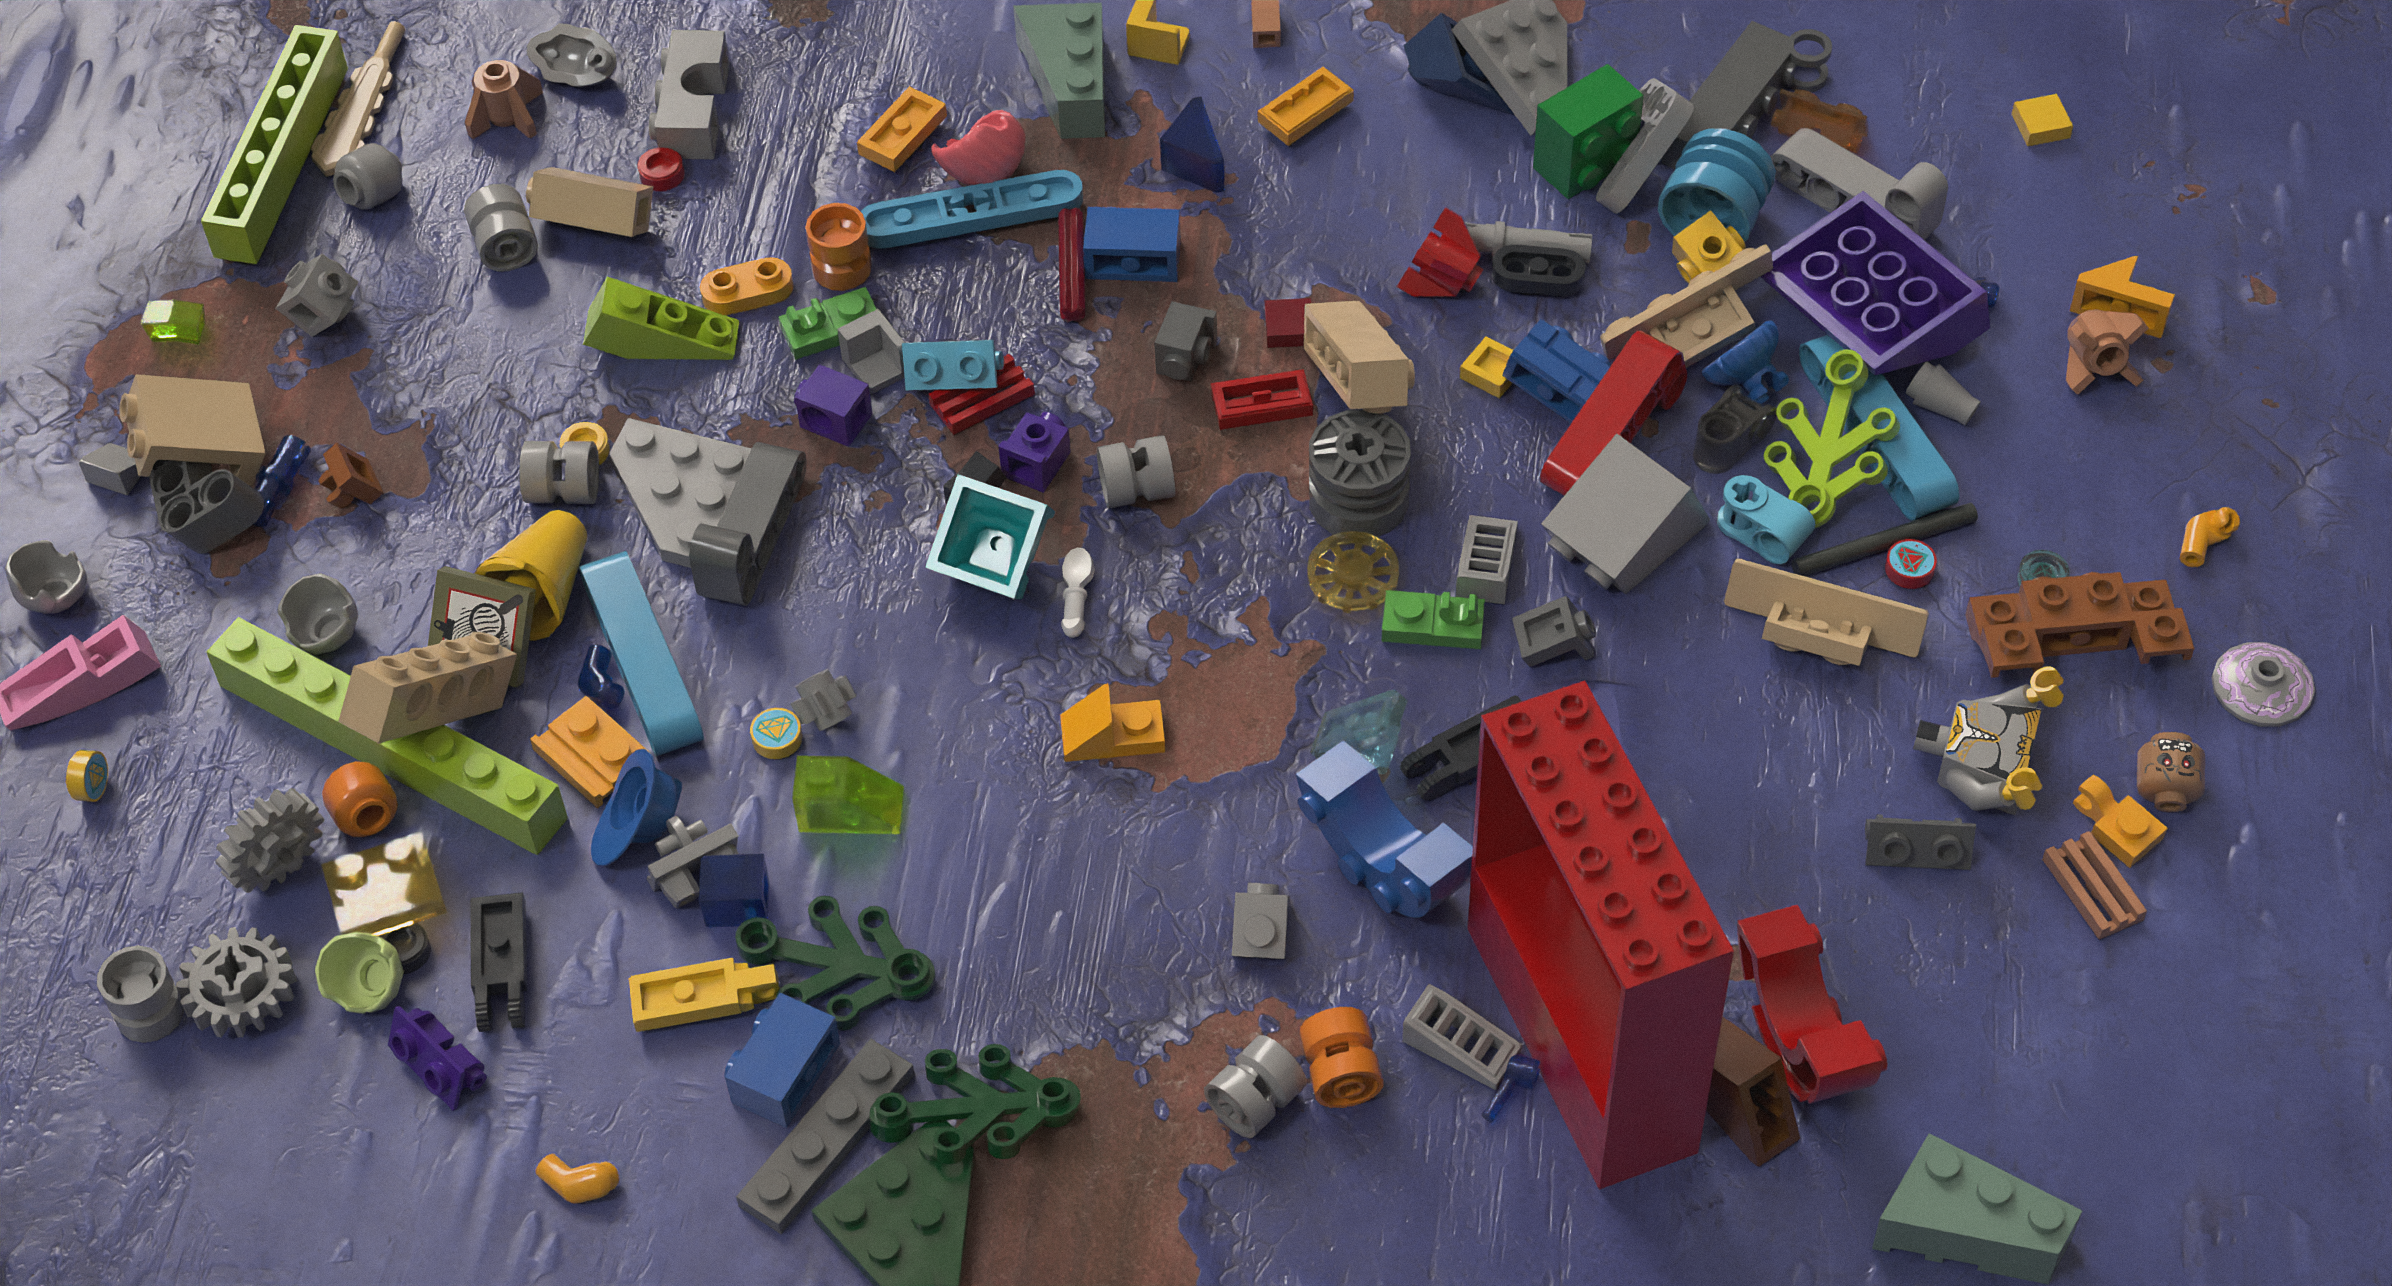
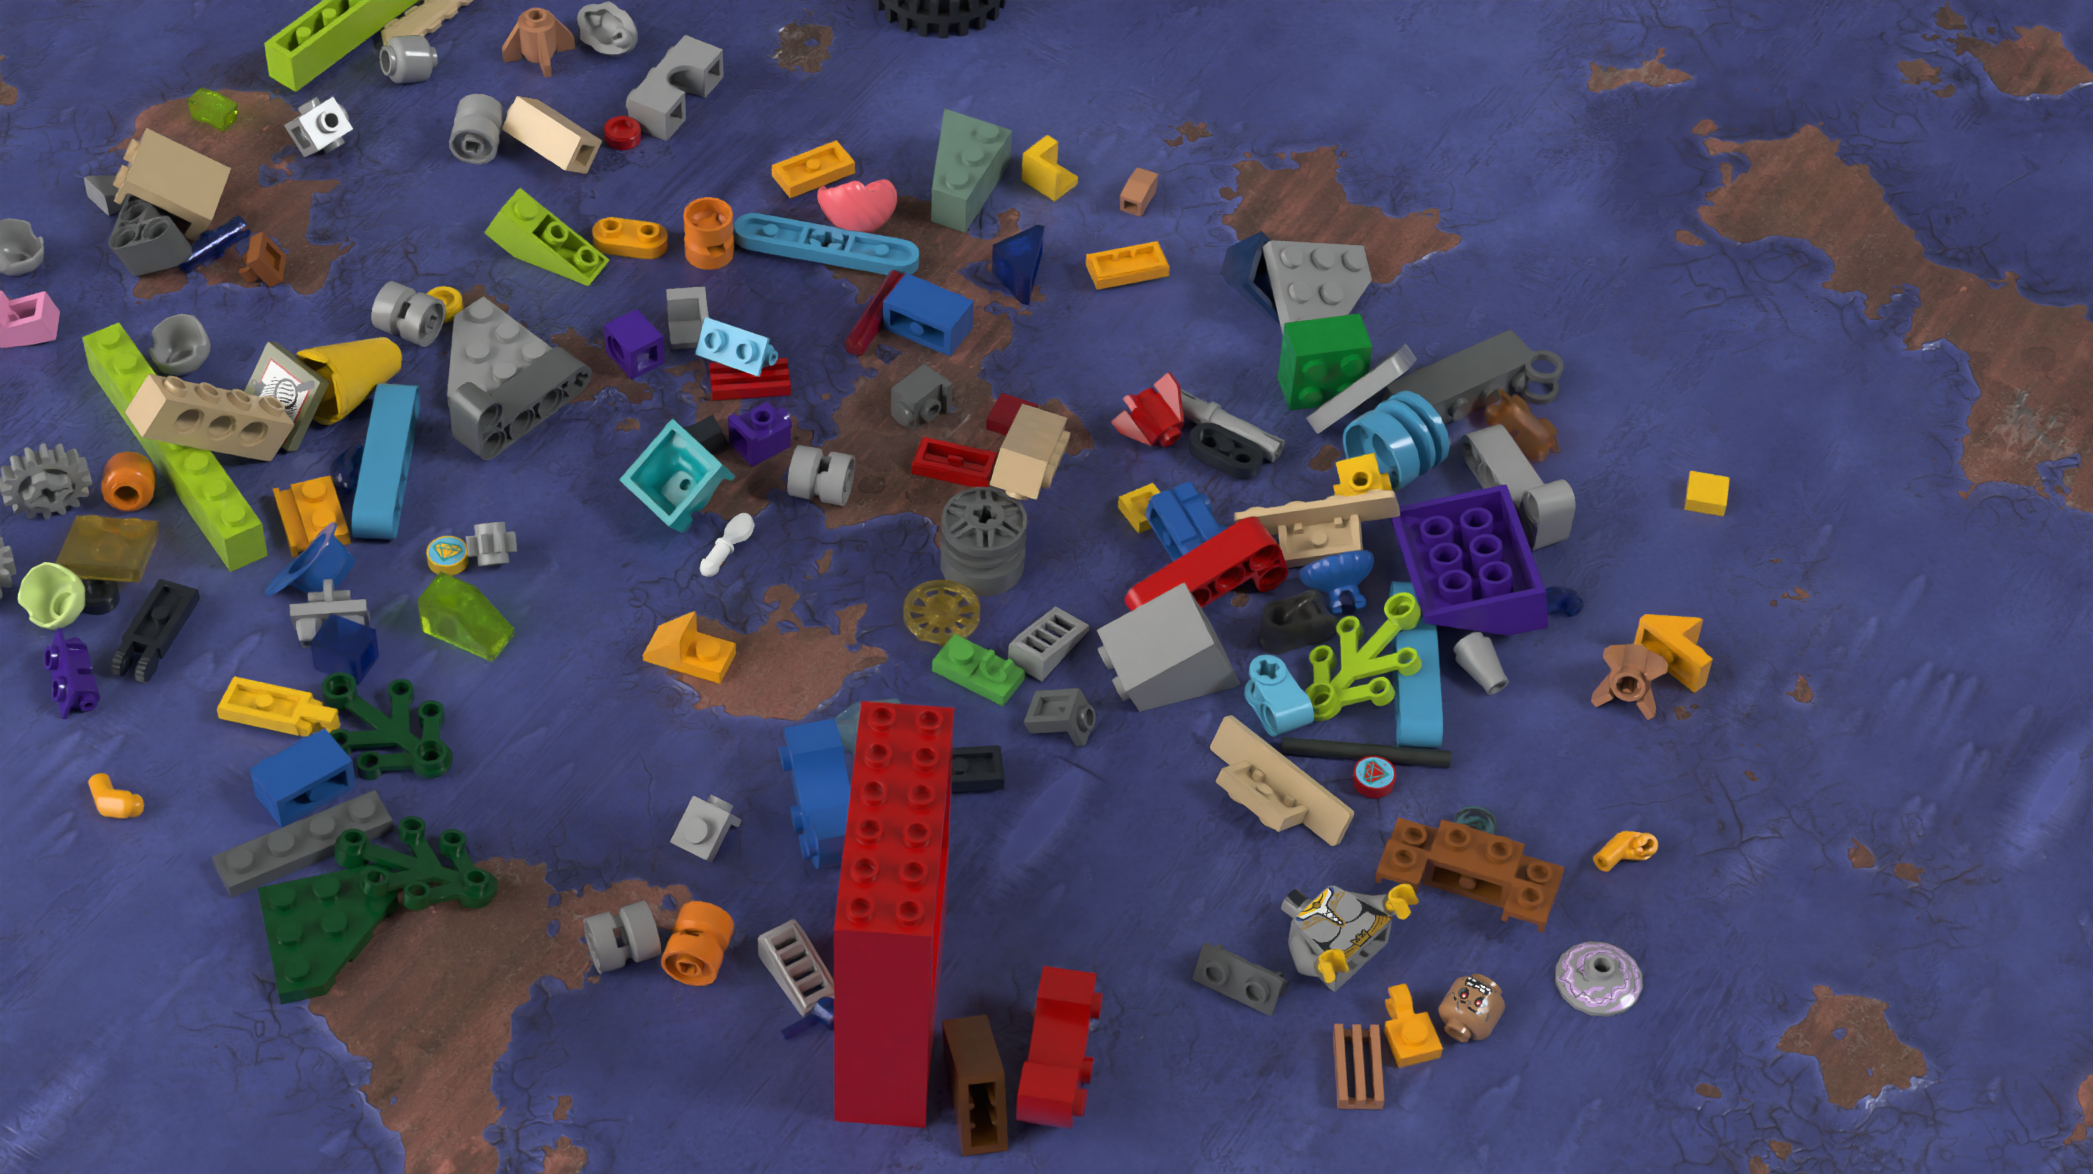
camera: 20 degrees right, 5 degrees down
(816, 326) = (652, 283): bright green plate -> none

